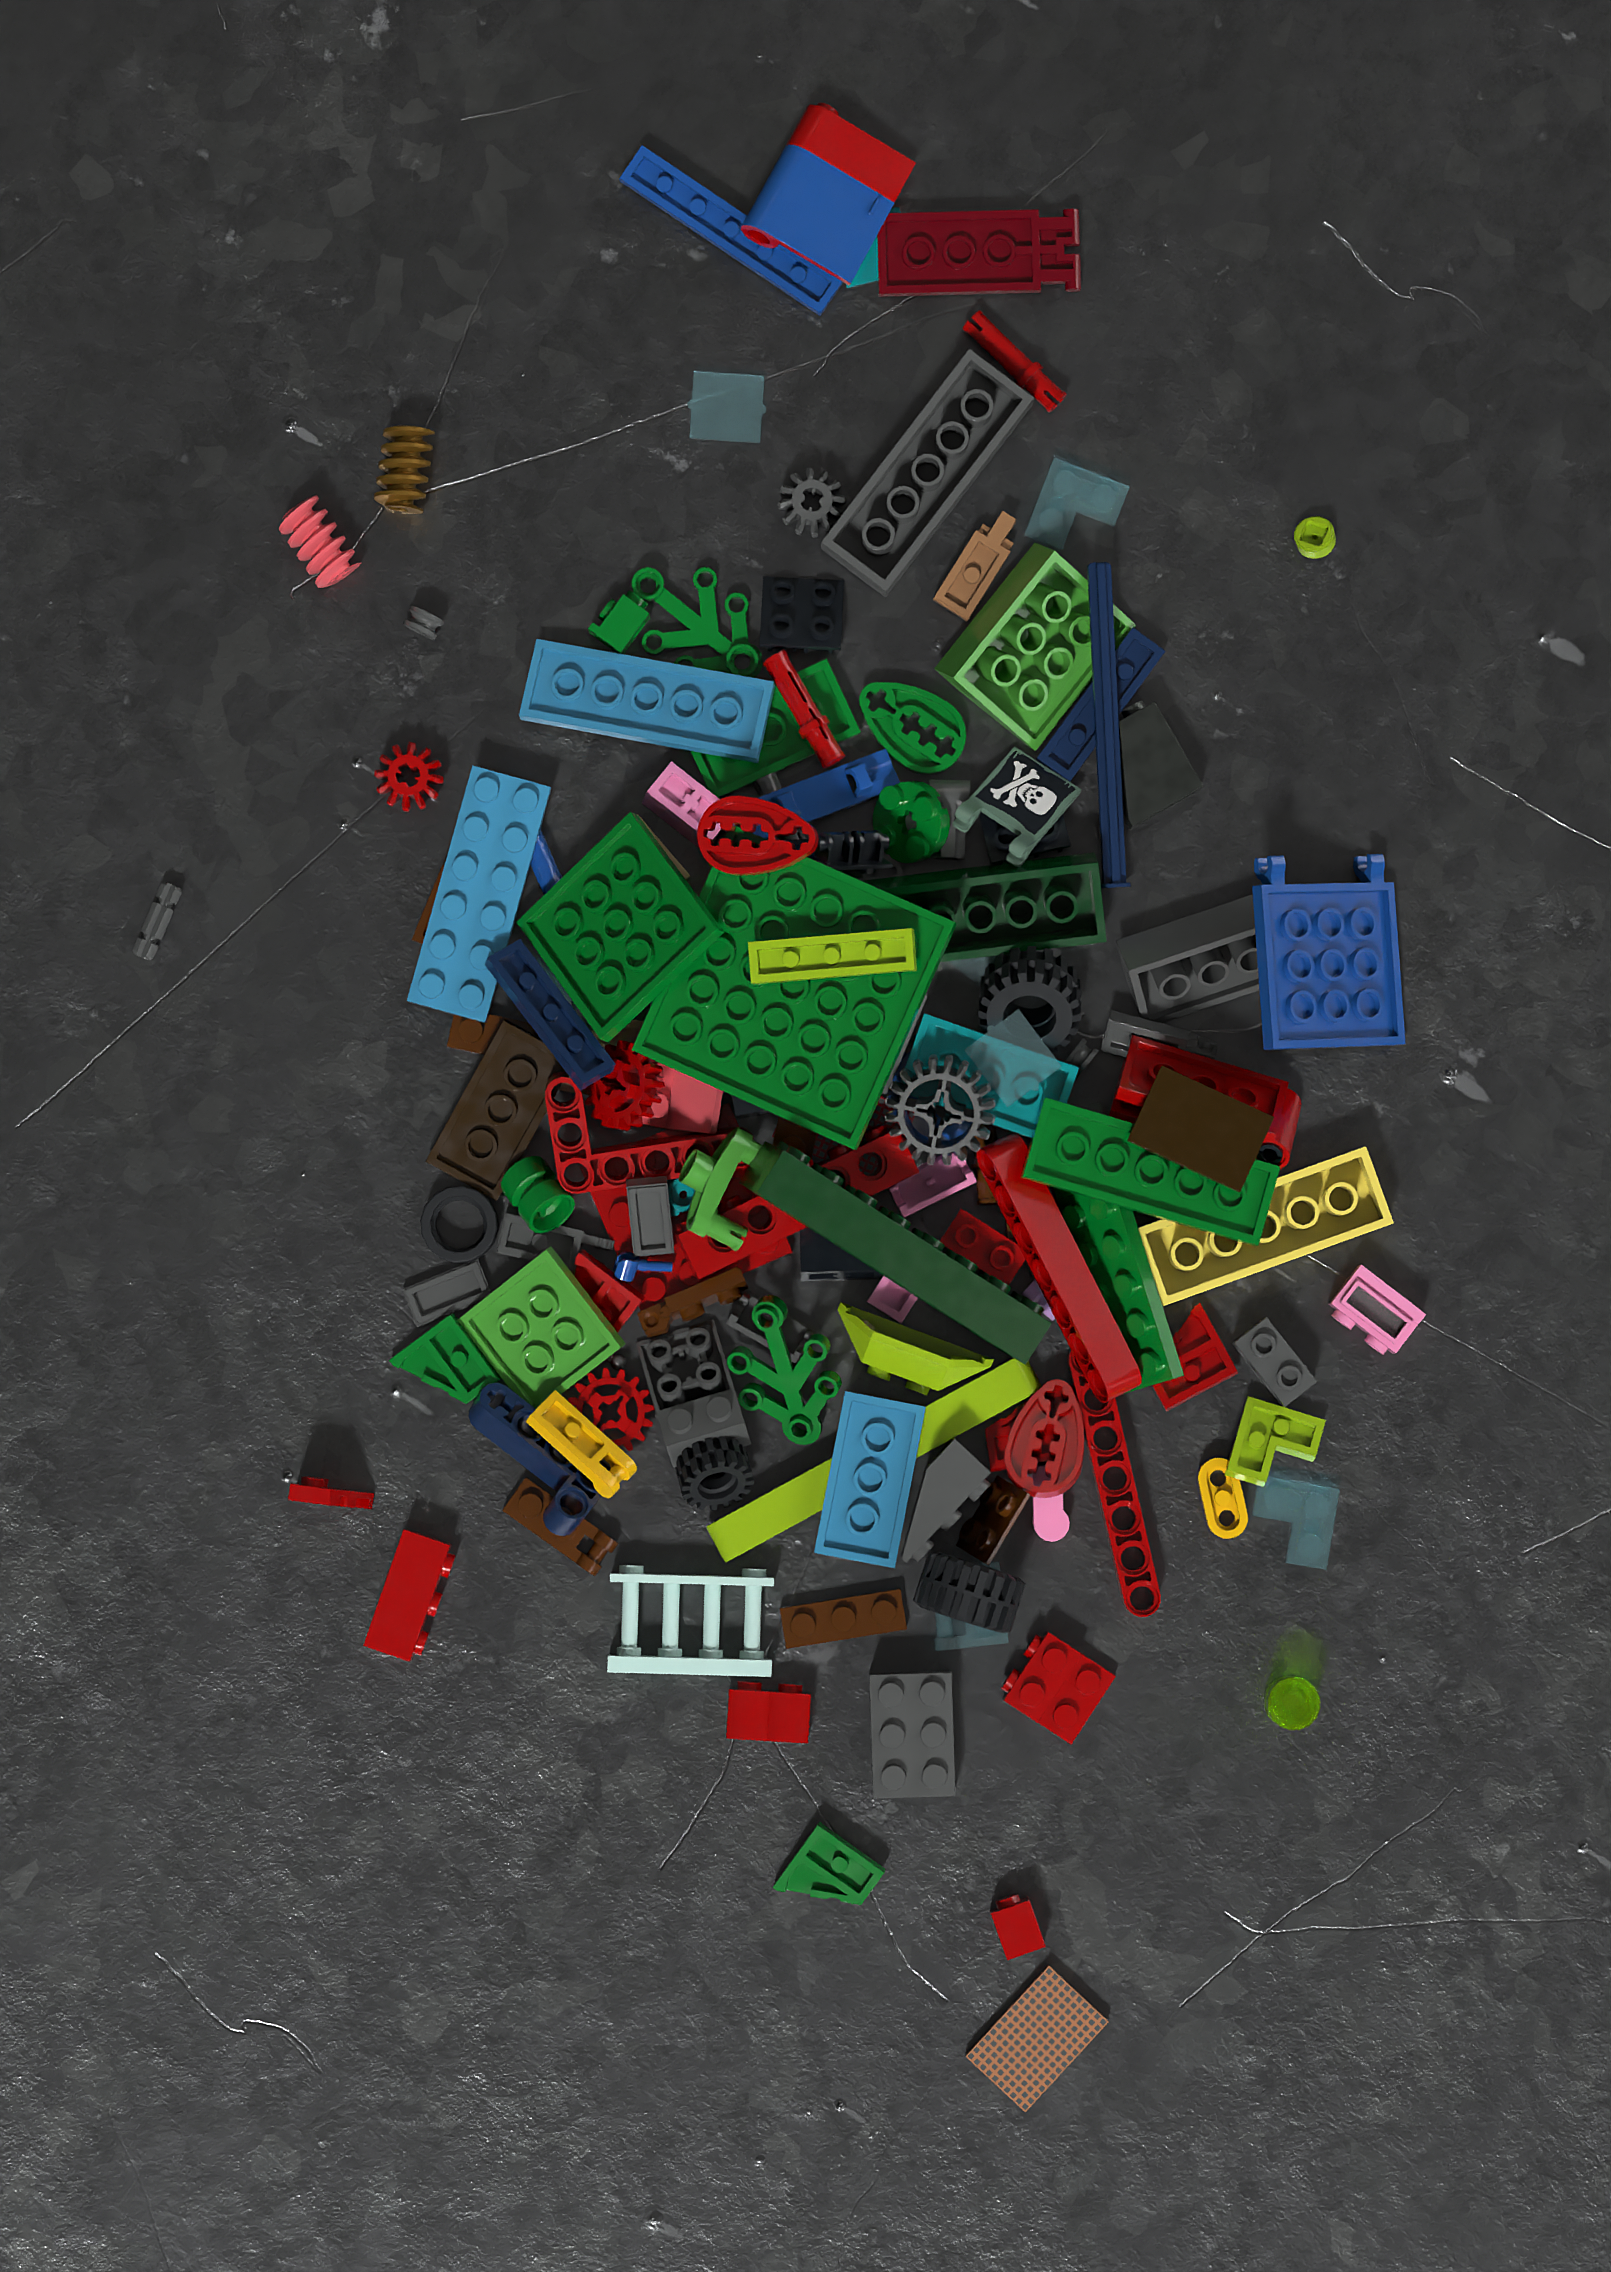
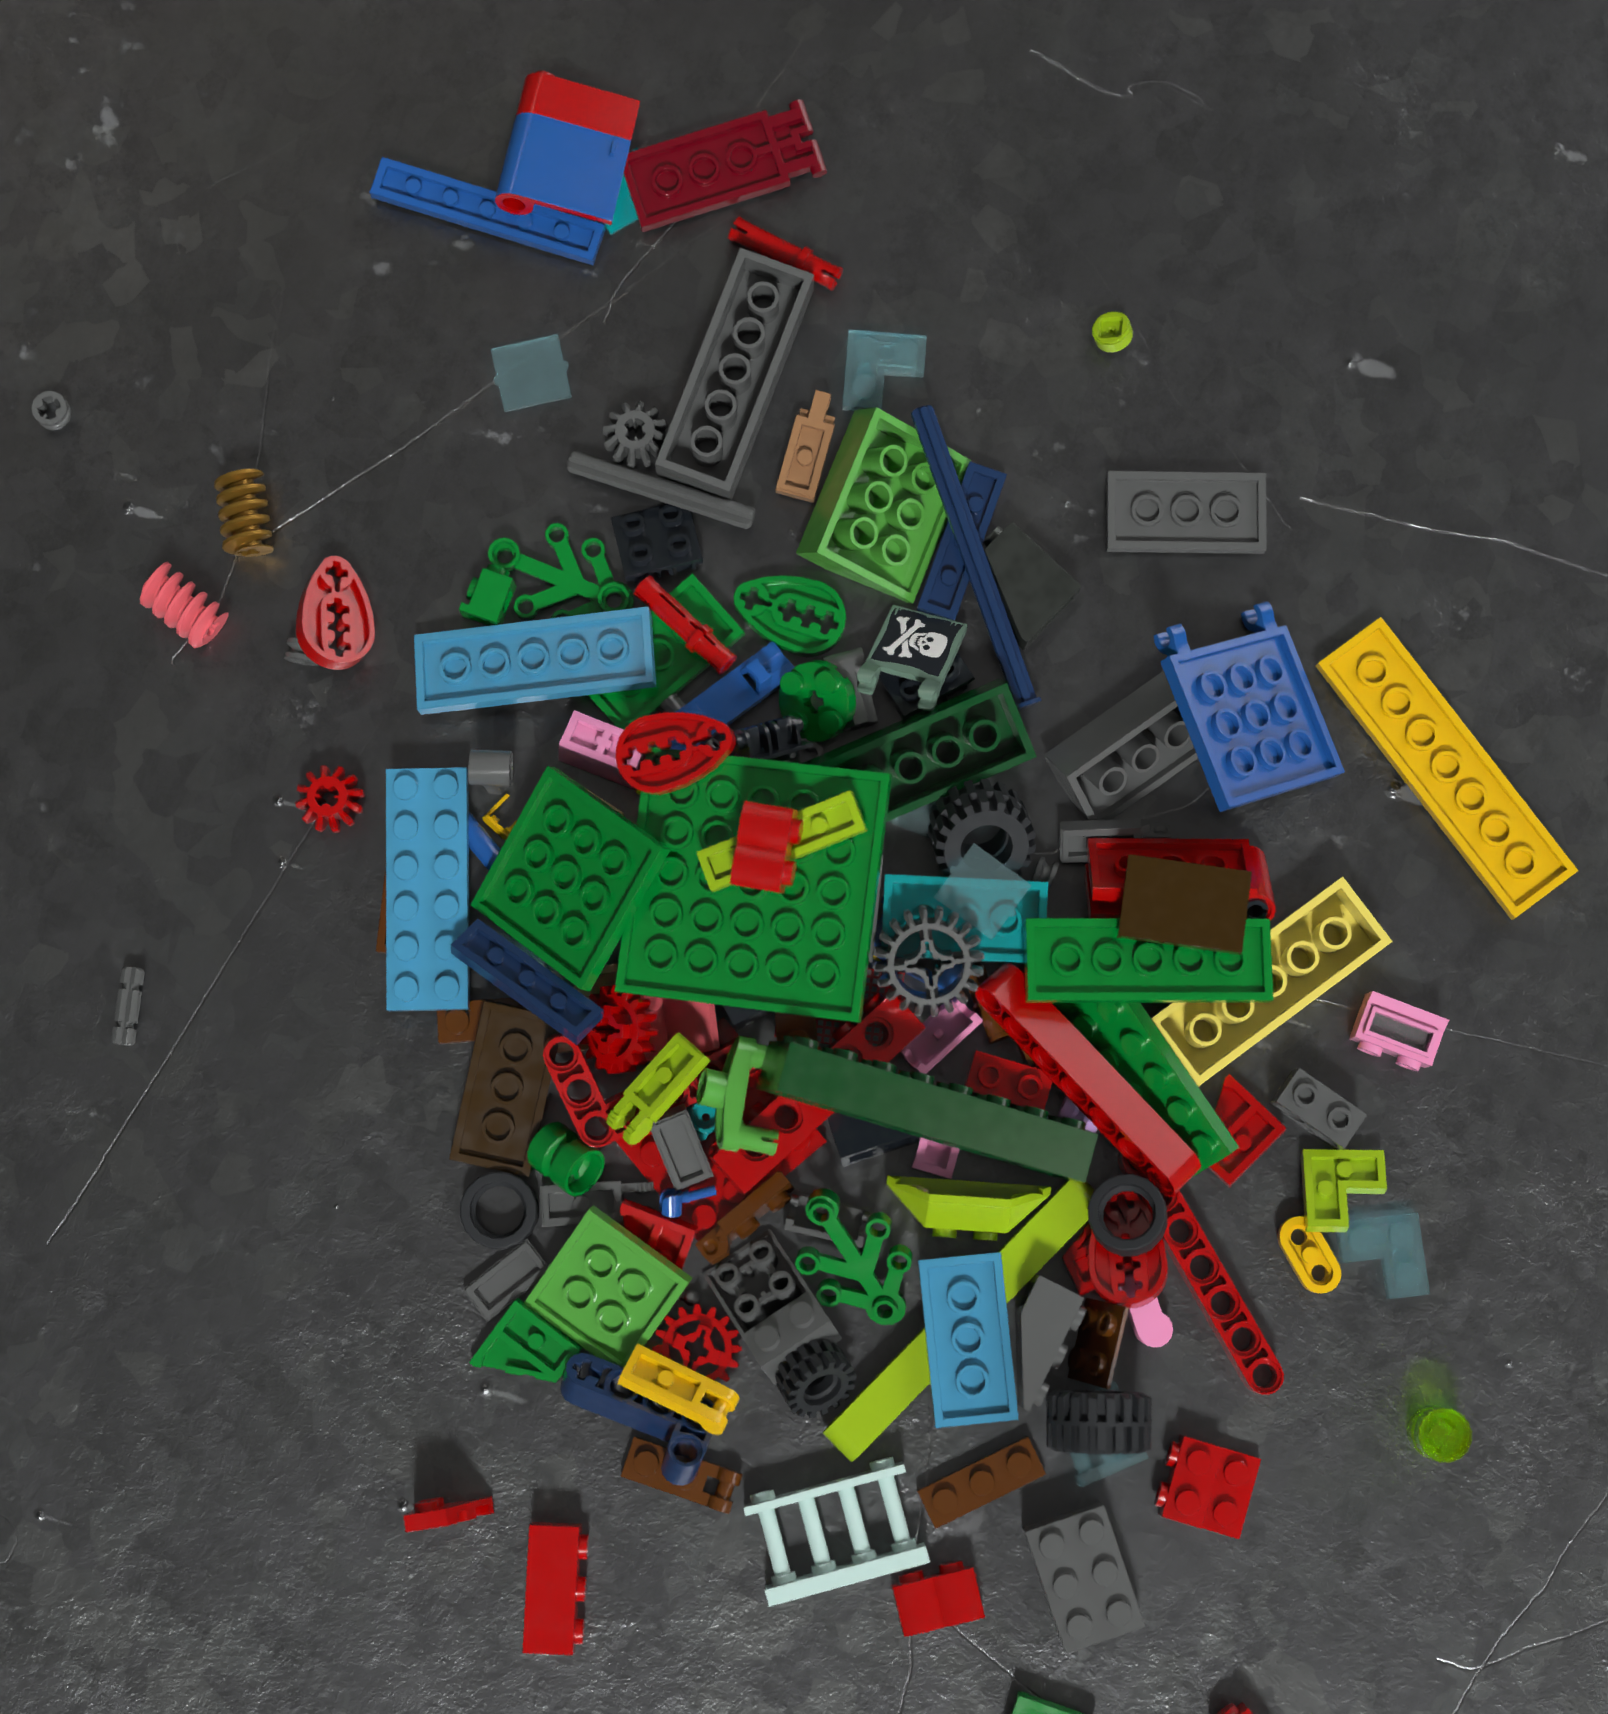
camera: 15 degrees left, 5 degrees down
(232, 297) = (39, 407): none -> dark grey bush
(443, 596) = (314, 619): none -> piece
(561, 845) = (493, 821): none -> yellow piece
(574, 796) = (491, 769): none -> dark grey piece
(645, 1154) = (657, 1088): none -> lime hinge
(814, 959) = (765, 847): none -> red brick
(820, 565) = (661, 489): none -> dark grey axle
(1056, 1376) = (1127, 1183): none -> black tyre
(1331, 740) = (1186, 512): none -> dark grey plate
(1505, 1069) = (1446, 768): none -> yellow plate

